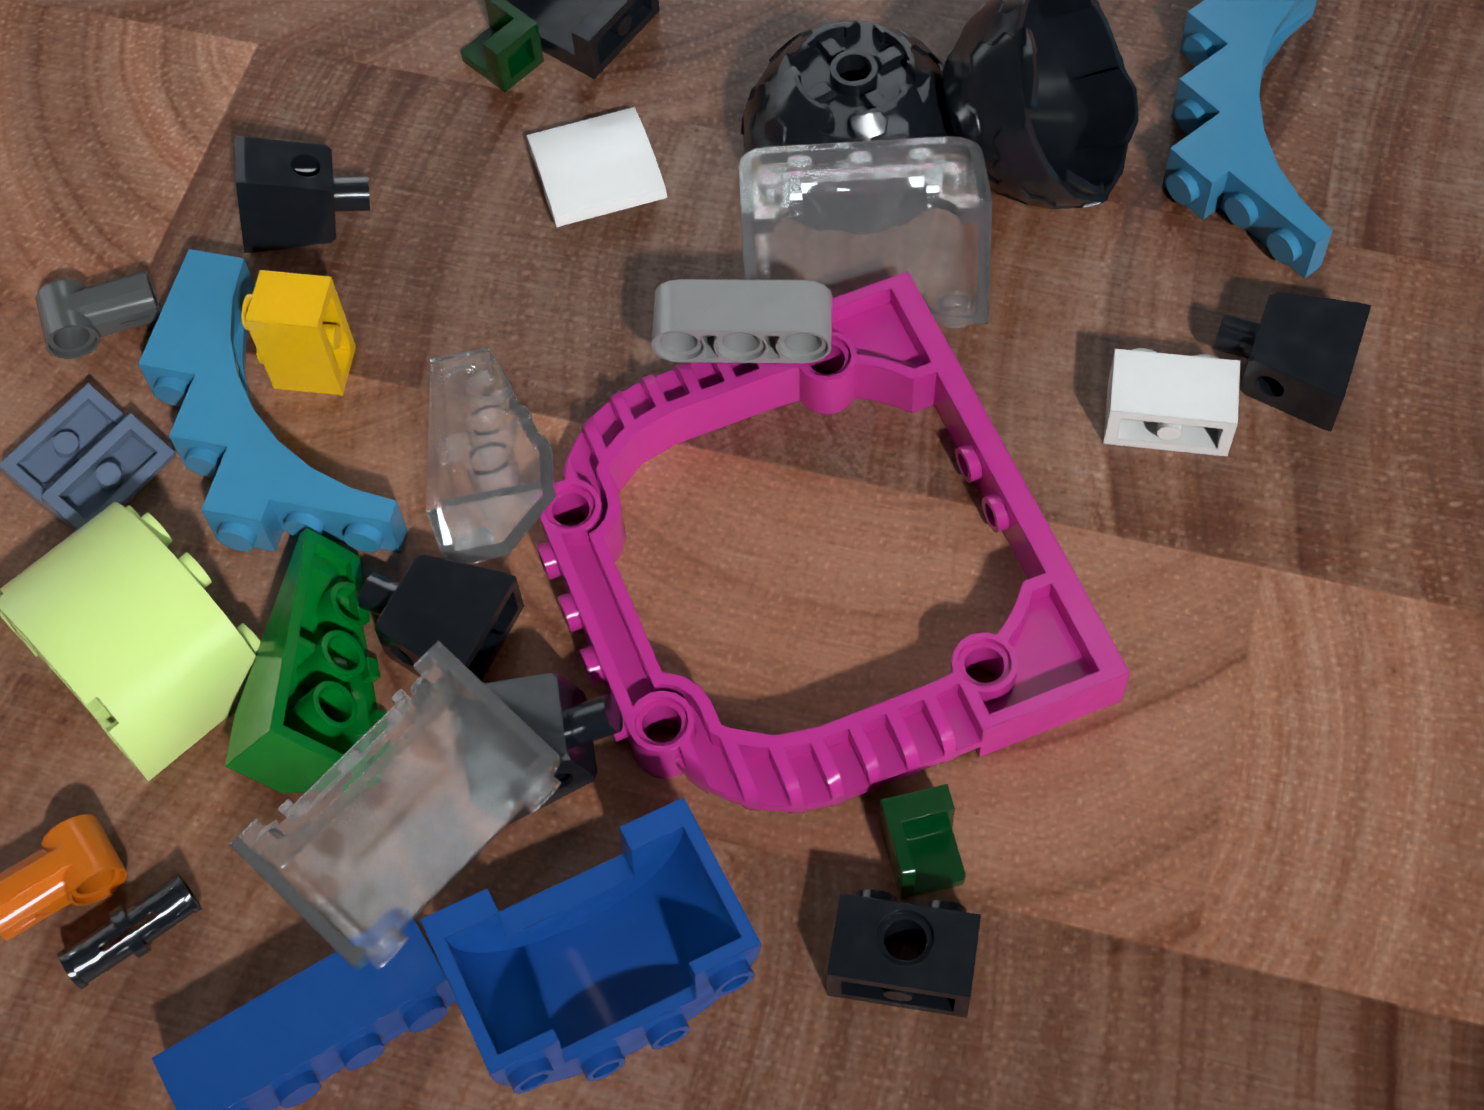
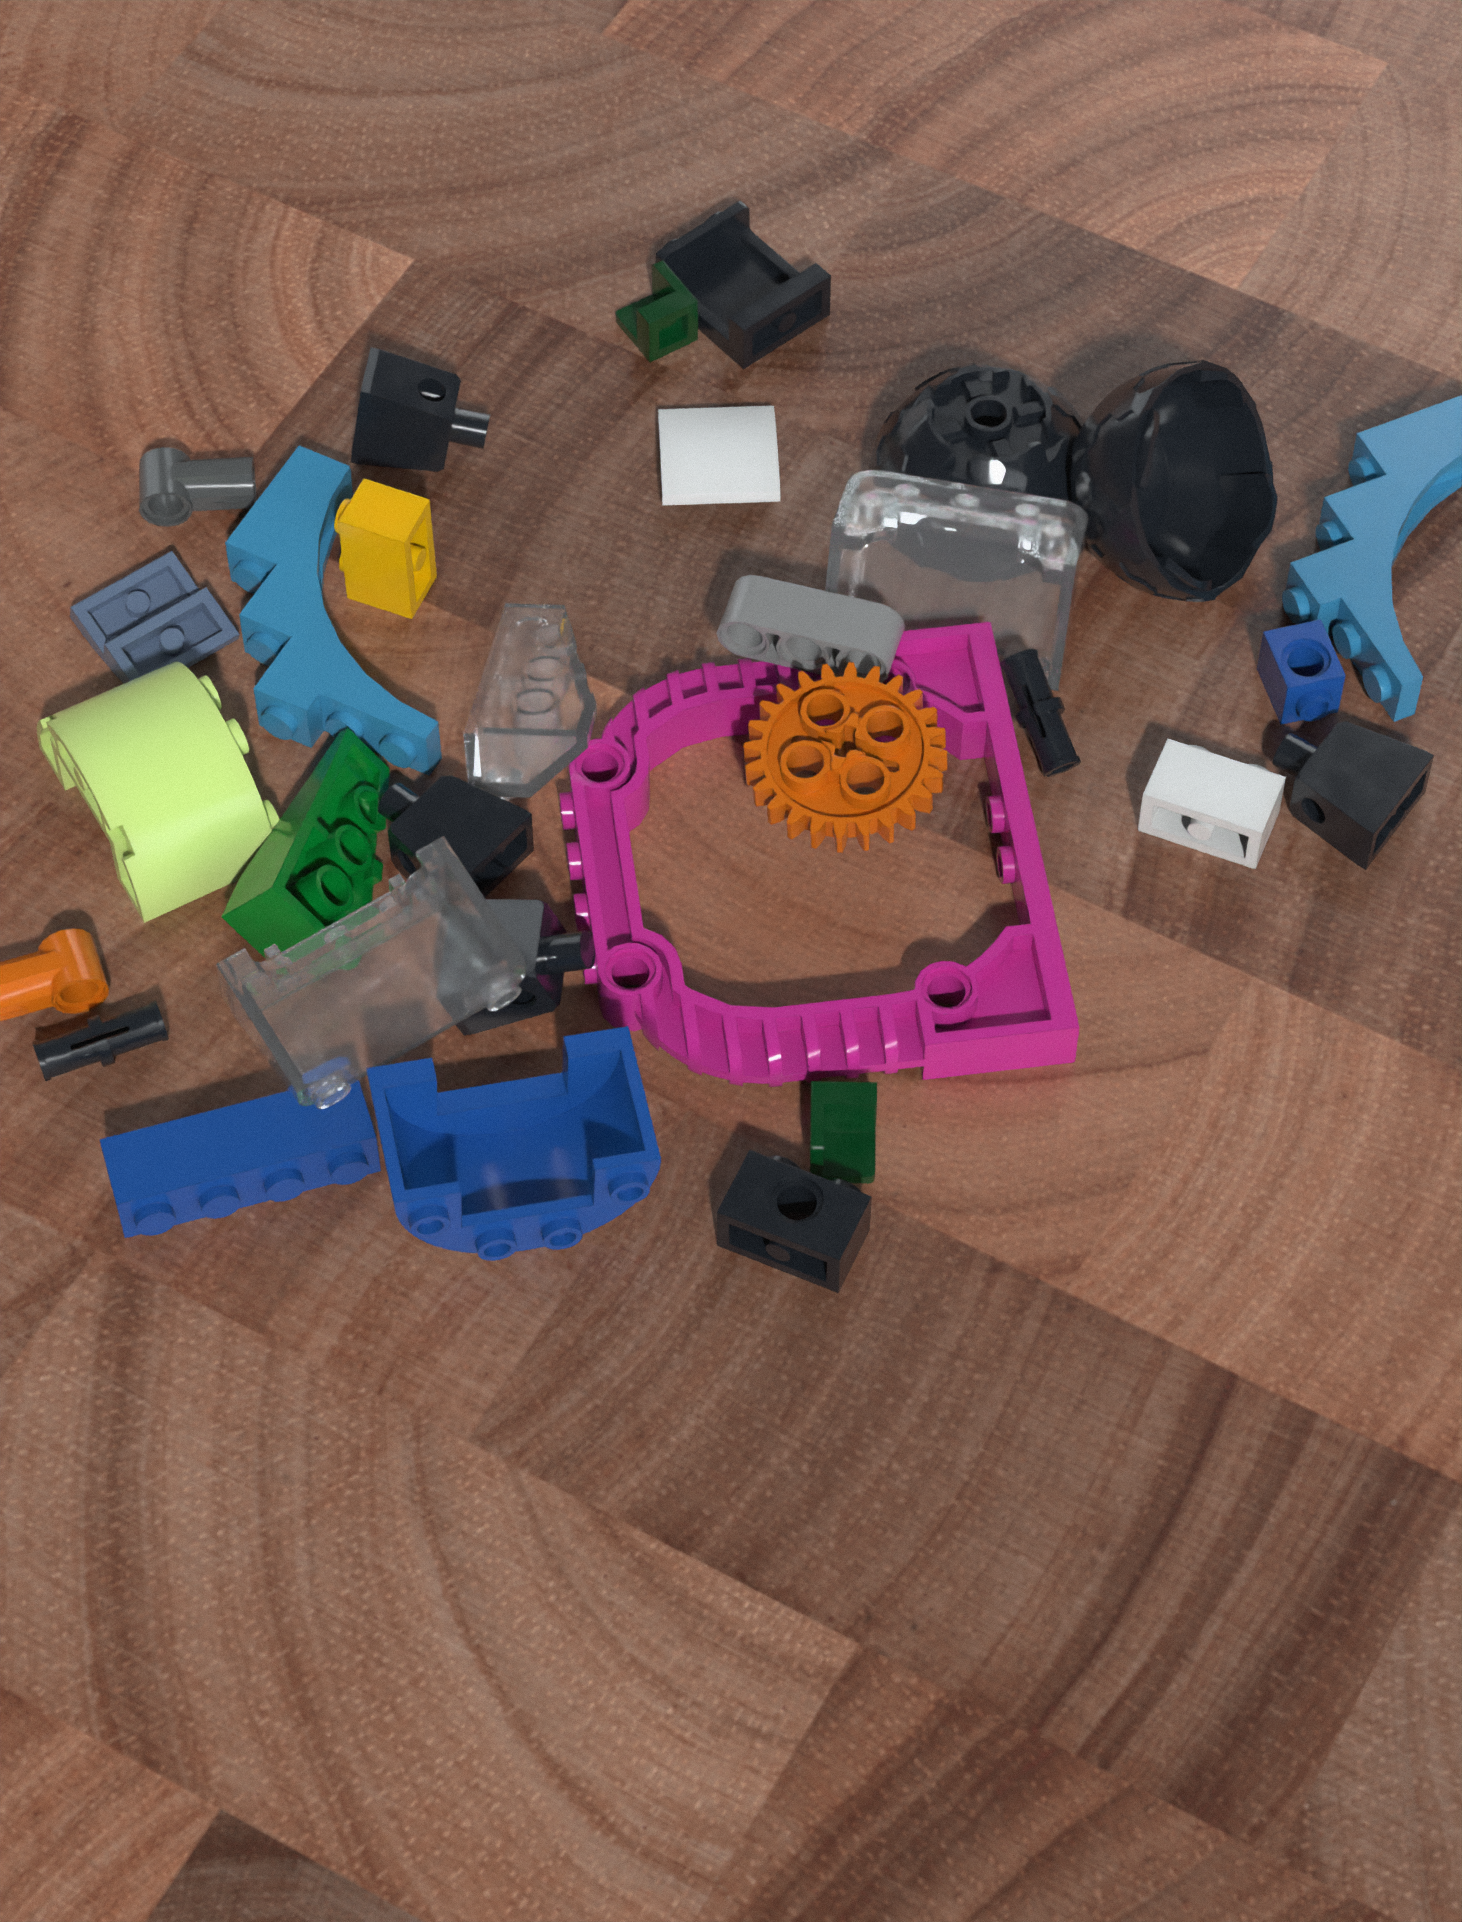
camera: 10 degrees right, 5 degrees down
(809, 495) = (828, 800): none -> orange gear
(980, 349) = (1040, 712): none -> black pin
(1210, 251) = (1301, 672): none -> blue brick

